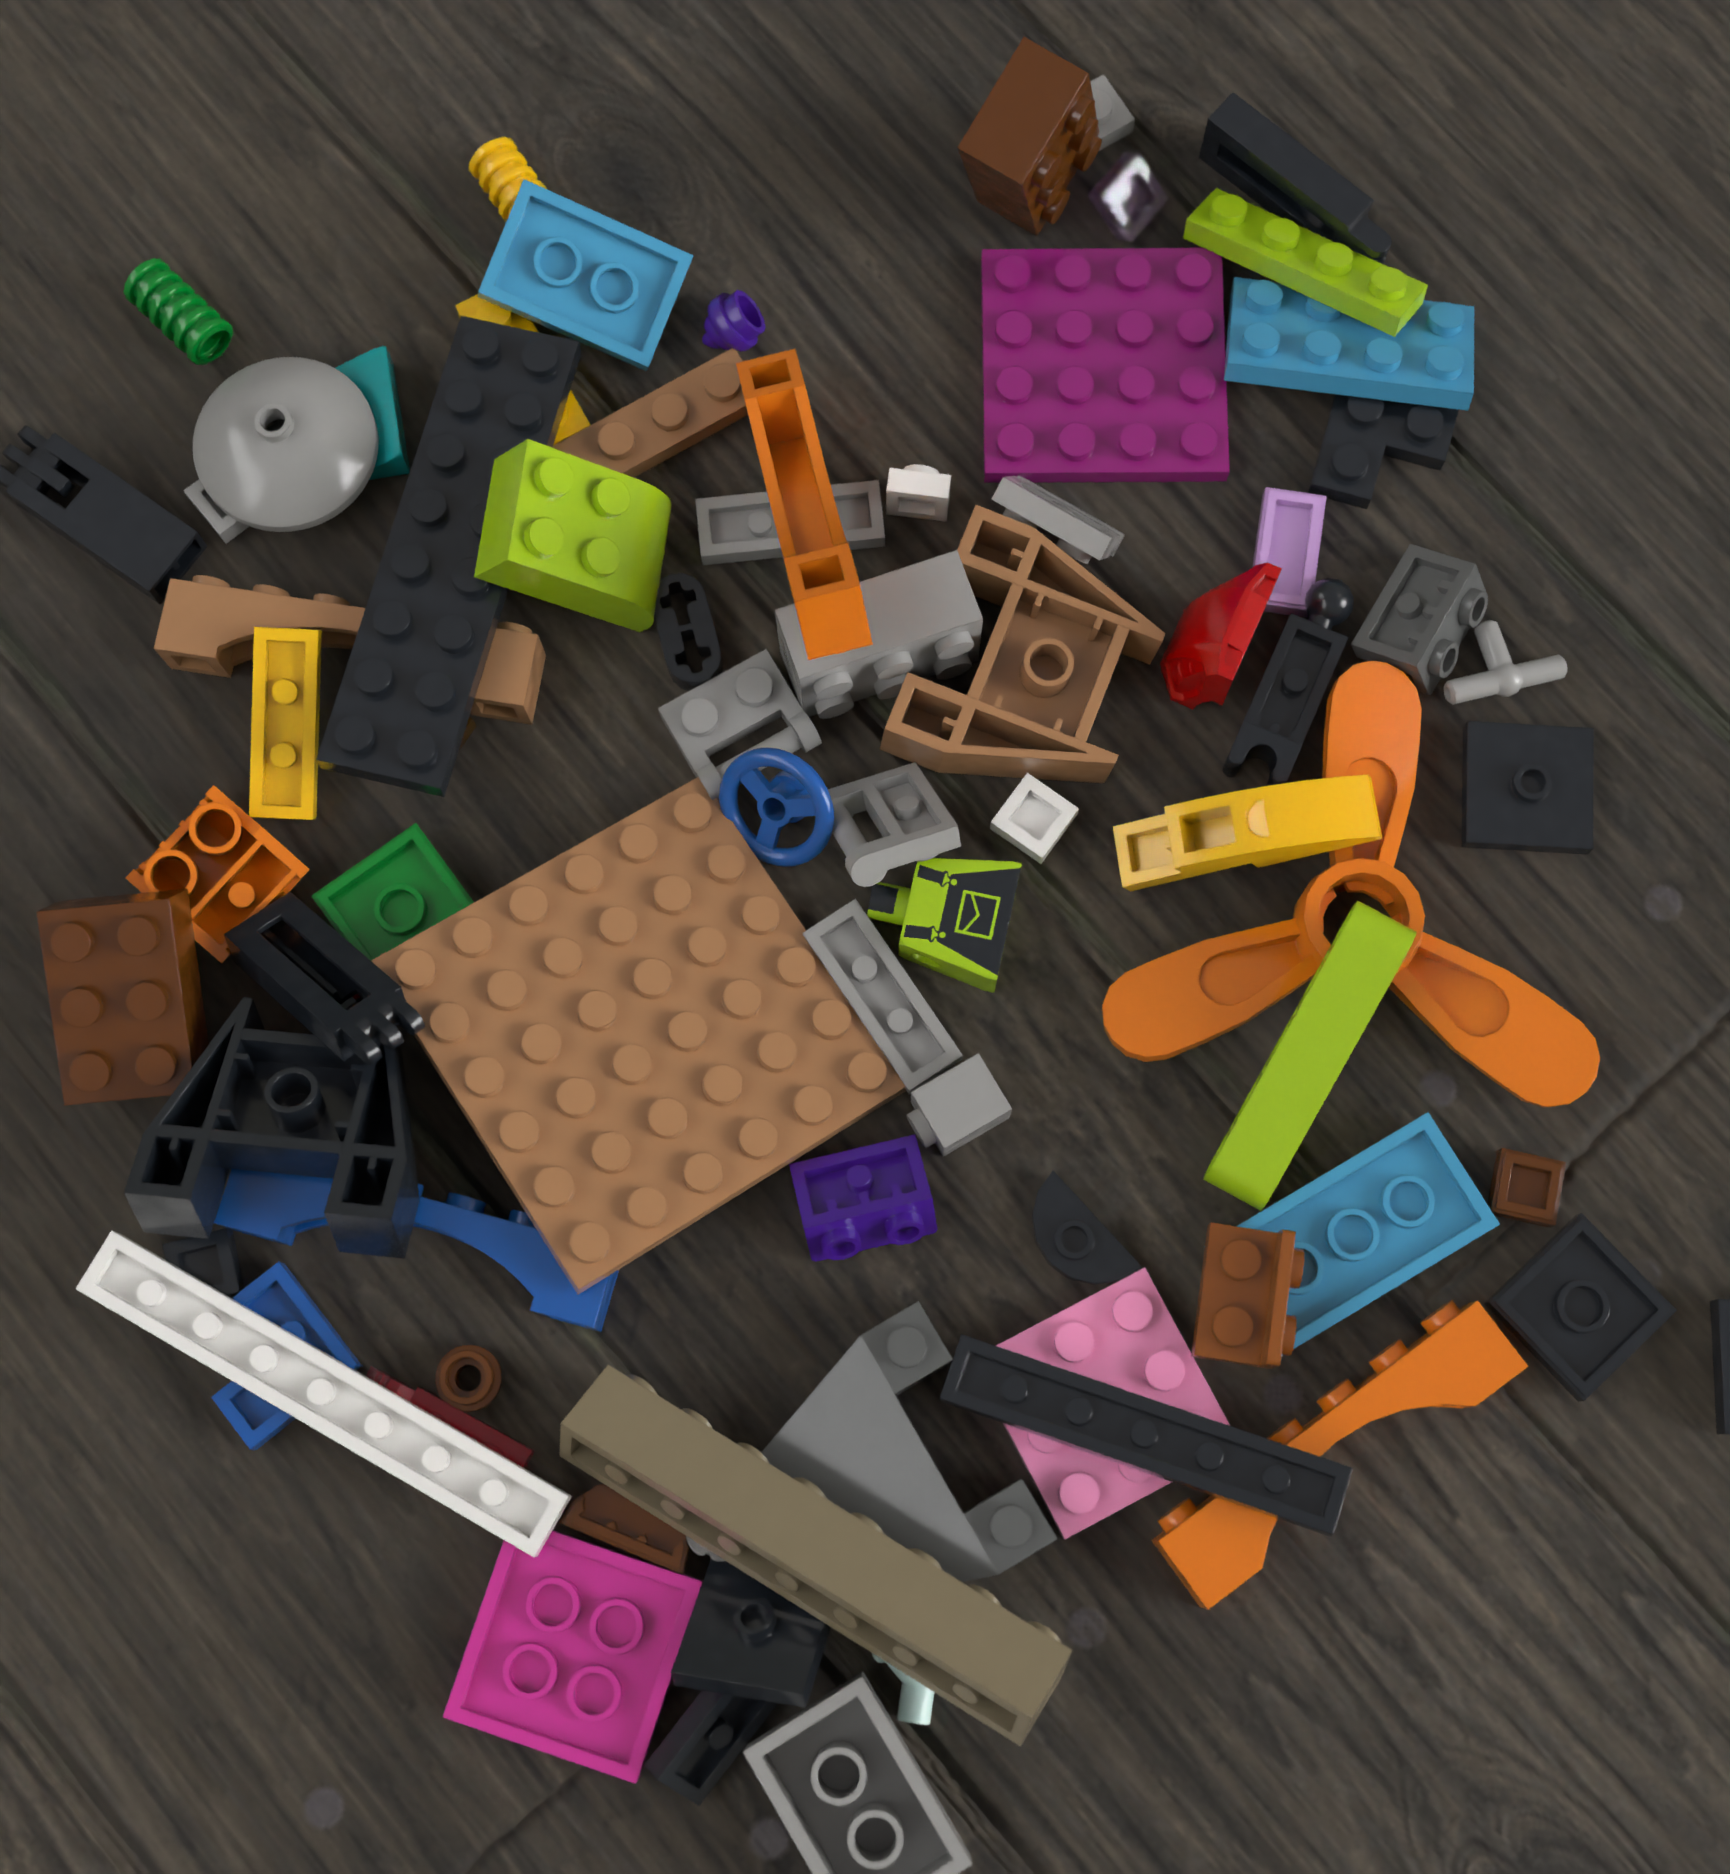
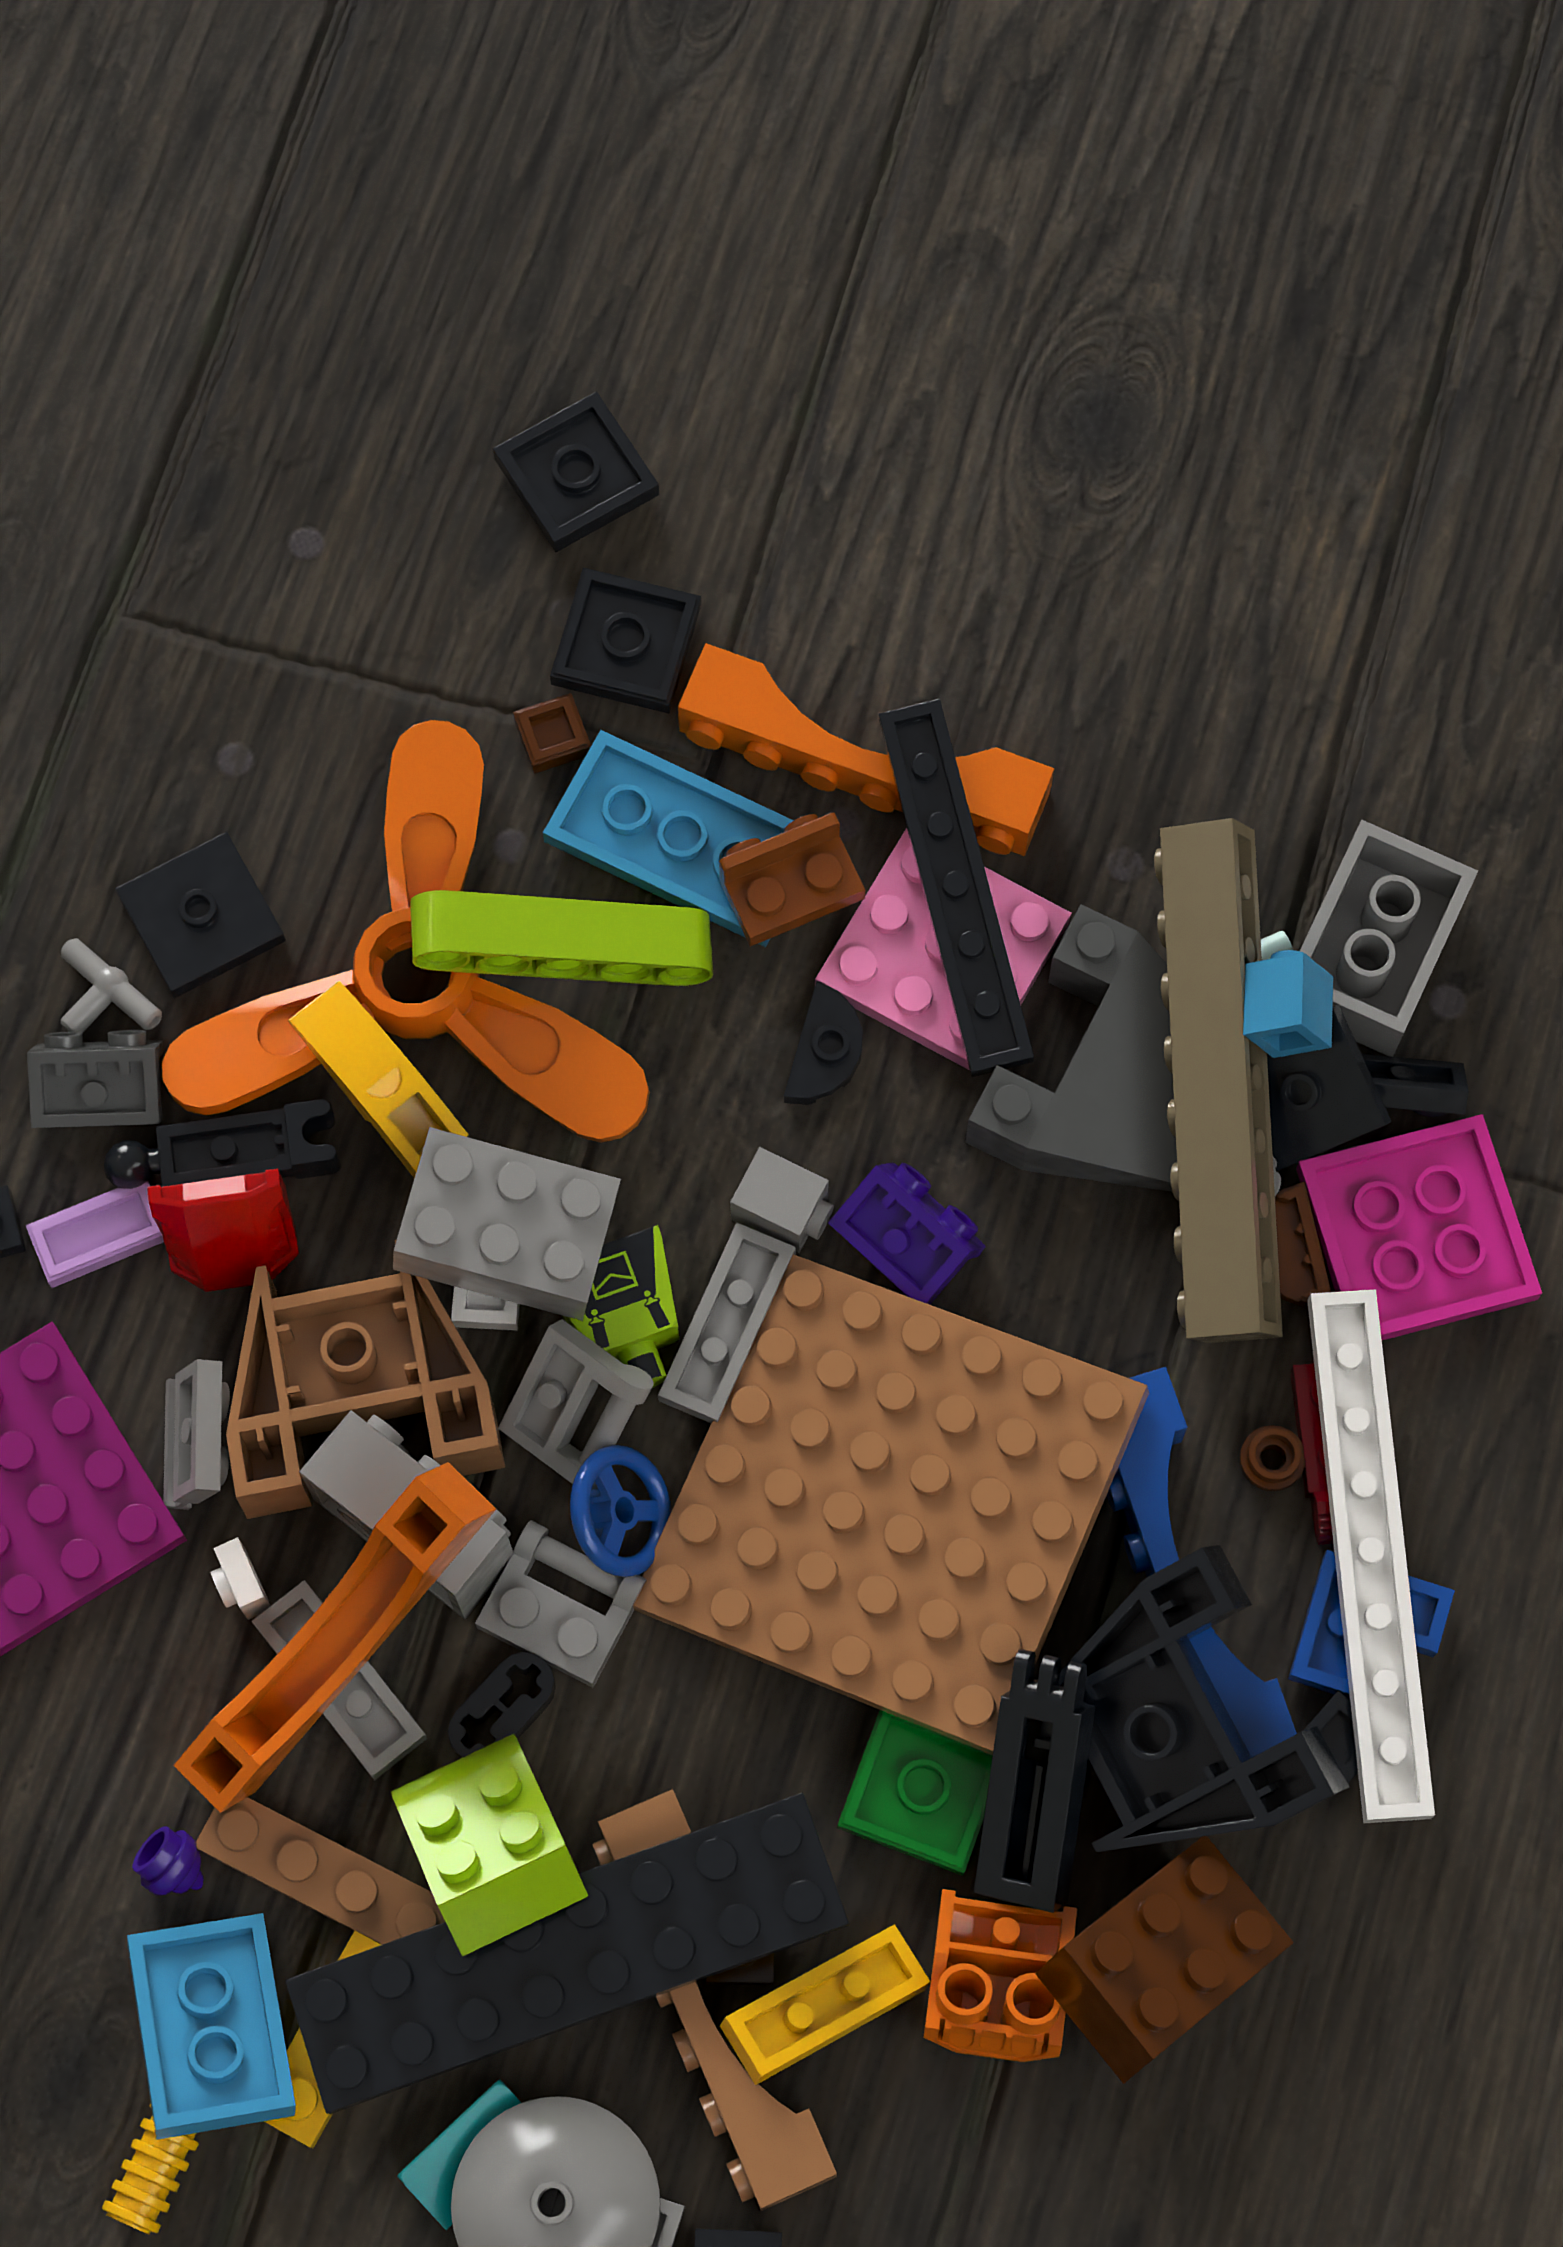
camera: 125 degrees left, 5 degrees down
(829, 1653) = (1288, 1004): none -> dark azure brick
(1067, 838) = (505, 1223): none -> light grey brick

